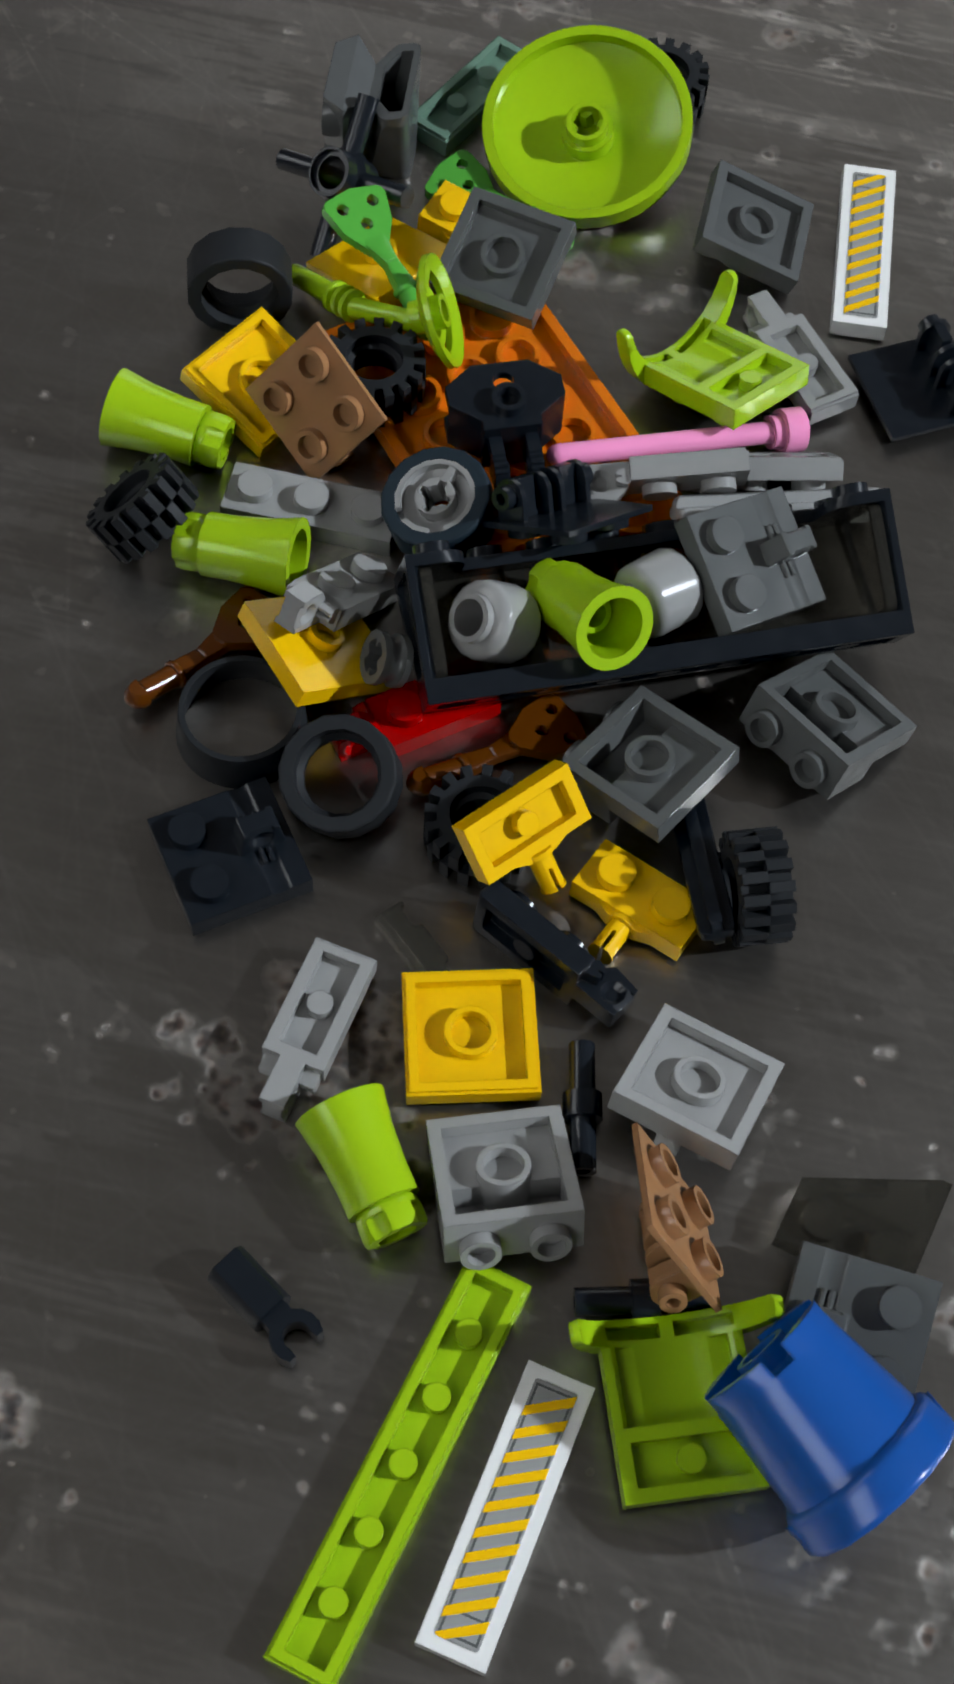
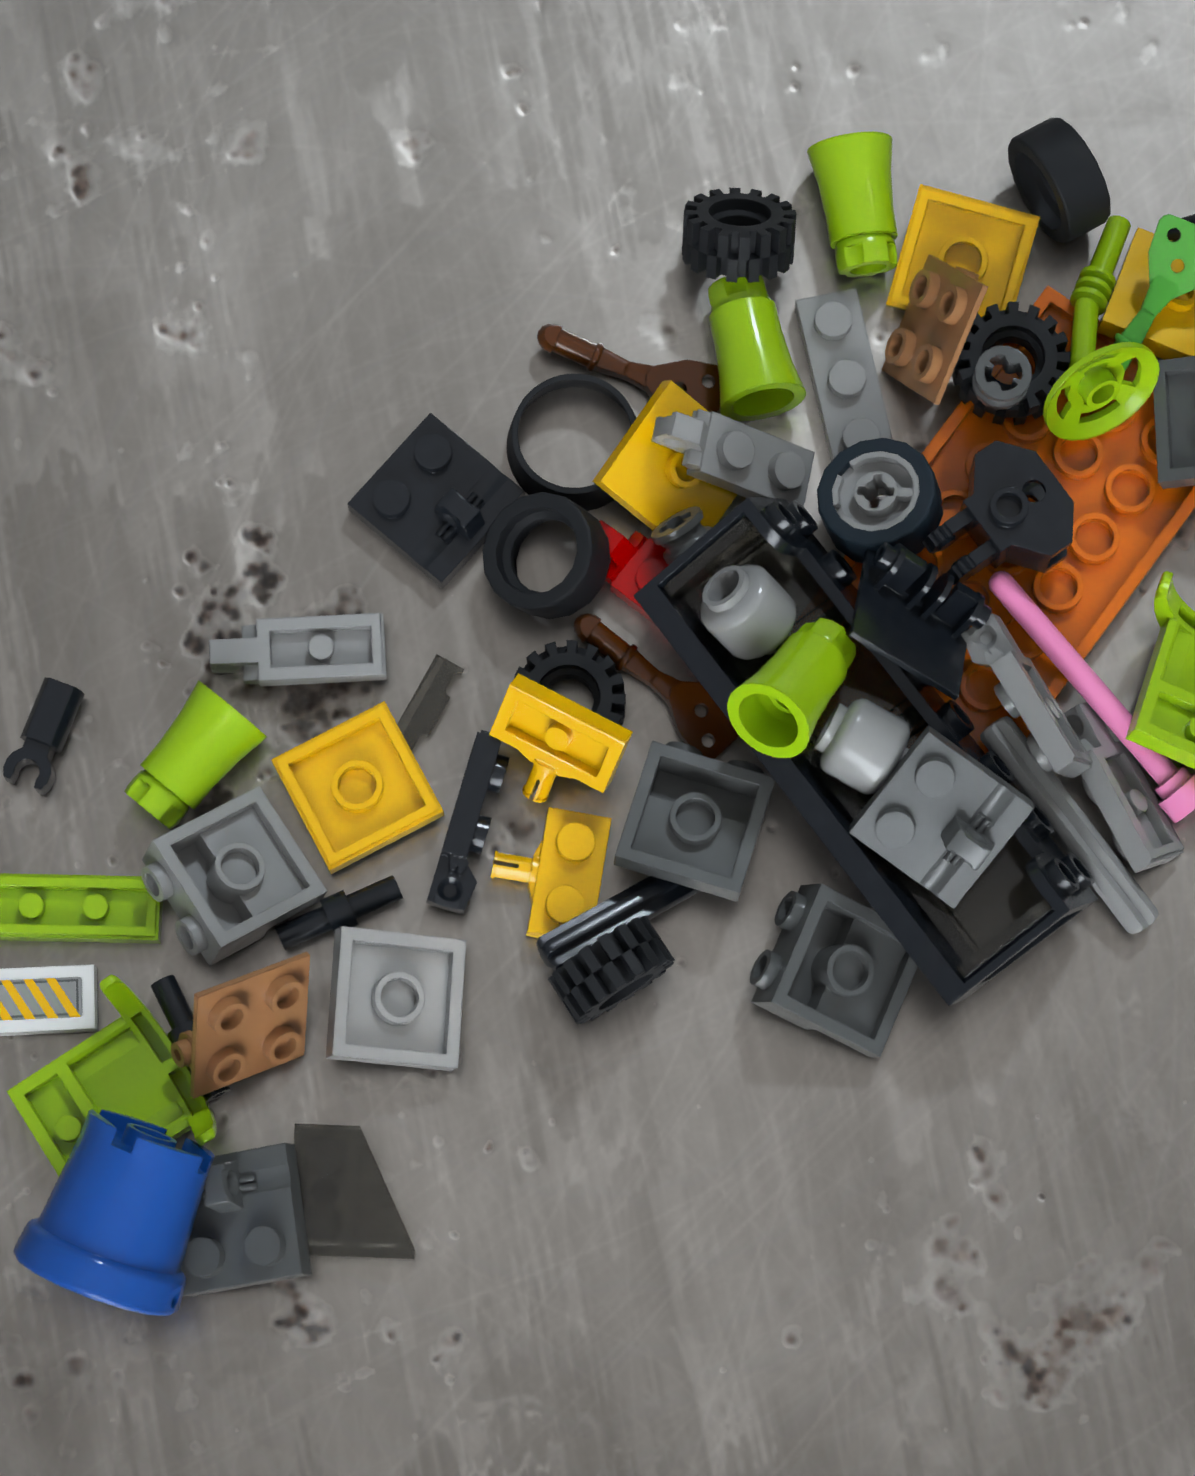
camera: 70 degrees right, 15 degrees up
(378, 358) = (990, 392): none -> dark grey bush

